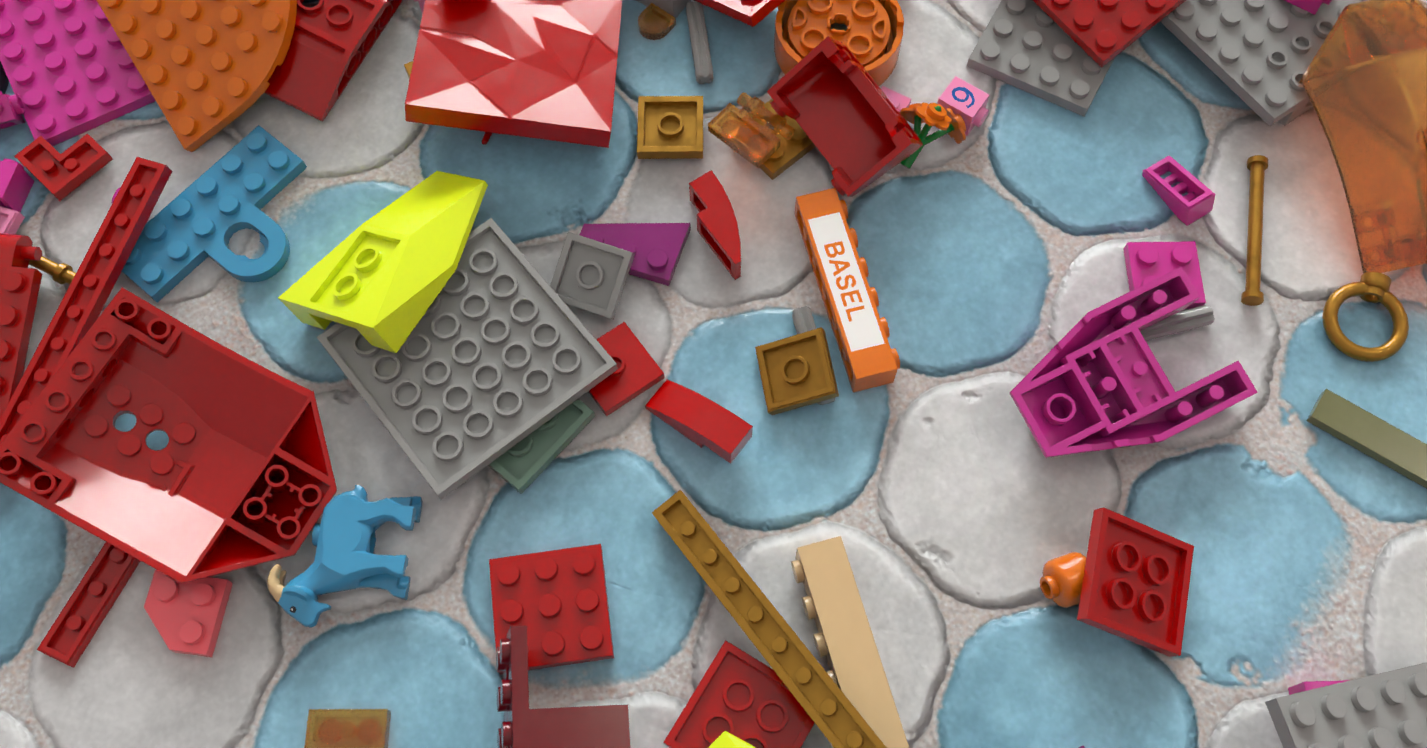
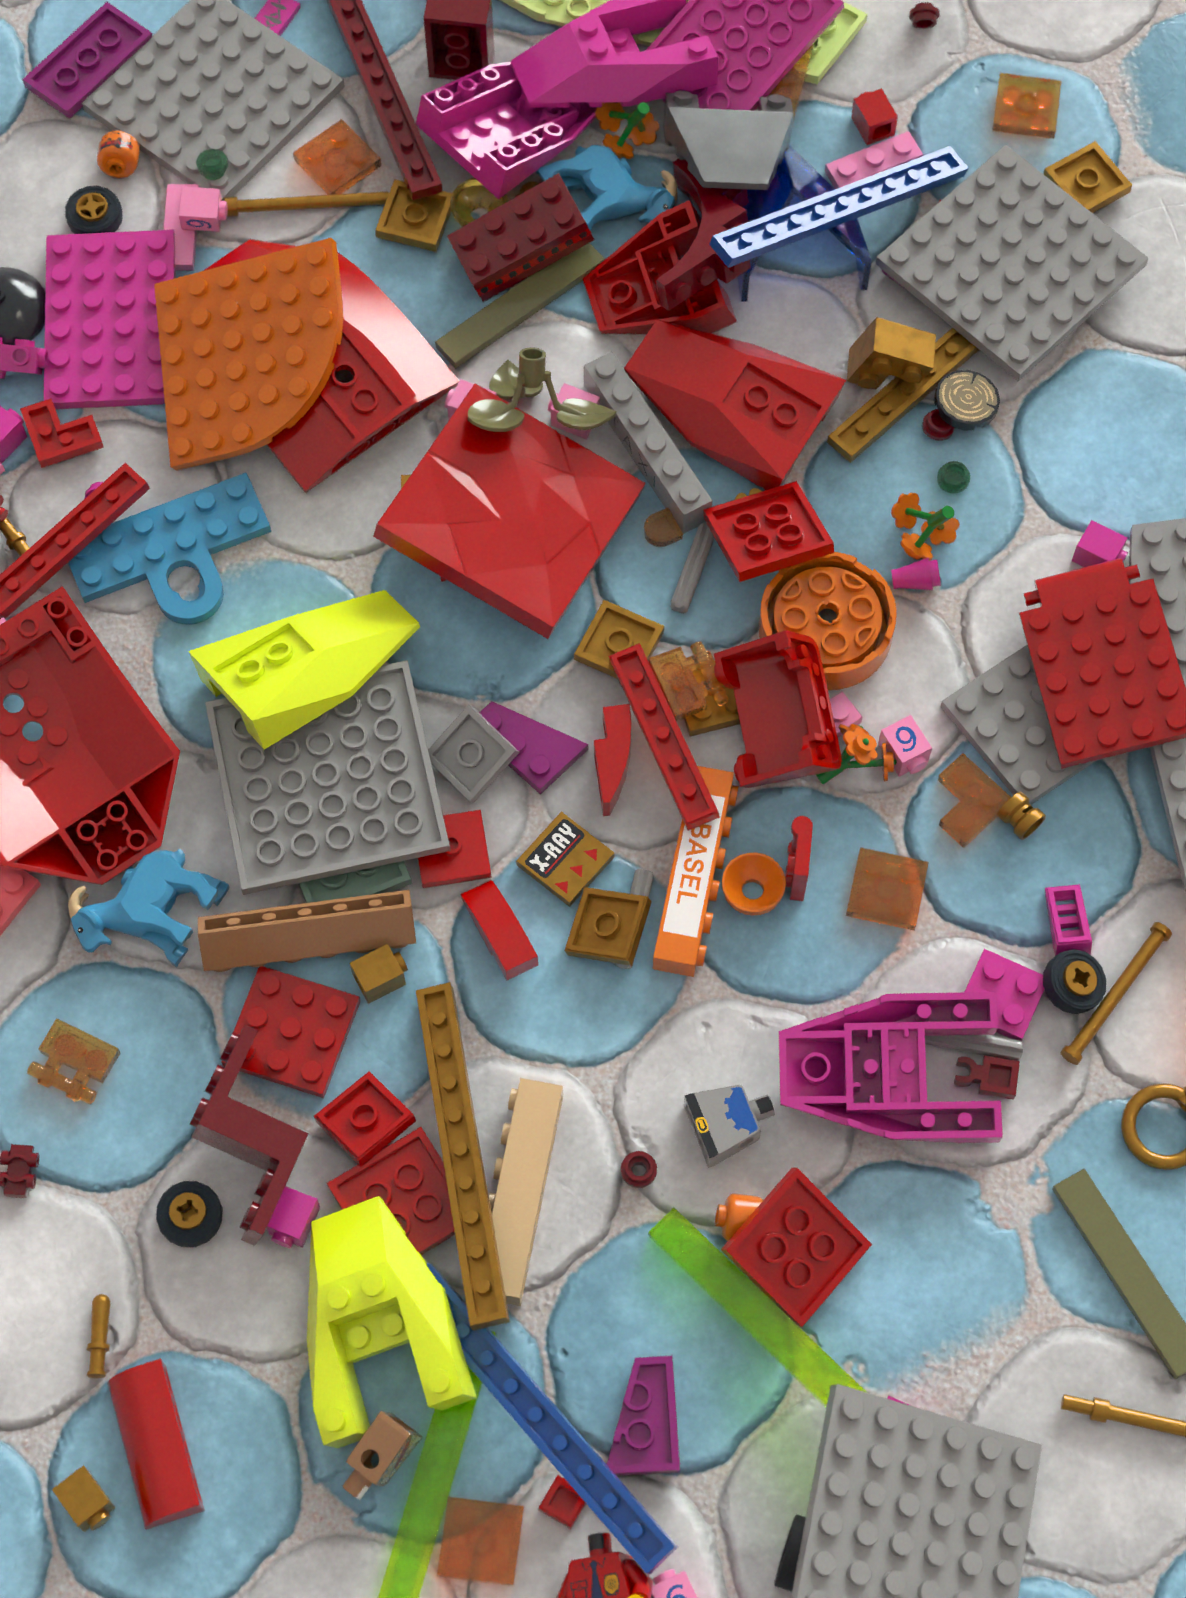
camera: 25 degrees right, 0 degrees up
(518, 506) = (306, 931): none -> medium nougat brick
(608, 512) = (379, 973): none -> pearl gold brick
(667, 659) = (364, 1118): none -> red plate
(723, 331) = (565, 859): none -> pearl gold tile
(758, 185) = (664, 737): none -> red tile
(907, 263) = (757, 869): none -> orange piece
(939, 239) = (799, 857): none -> red plate
(951, 570) = (643, 1159): none -> dark red plate
(1000, 497) = (725, 1120): none -> light grey torso
(1015, 230) = (887, 889): none -> clear orange plate
(1044, 122) = (978, 798): none -> clear orange plate
(1090, 120) = (1021, 815): none -> pearl gold wheel
(1136, 664) = (749, 1306): none -> clear neon green plate
(1202, 345) = (995, 1076): none -> dark red plate
(1218, 234) = (1073, 994): none -> black wheel

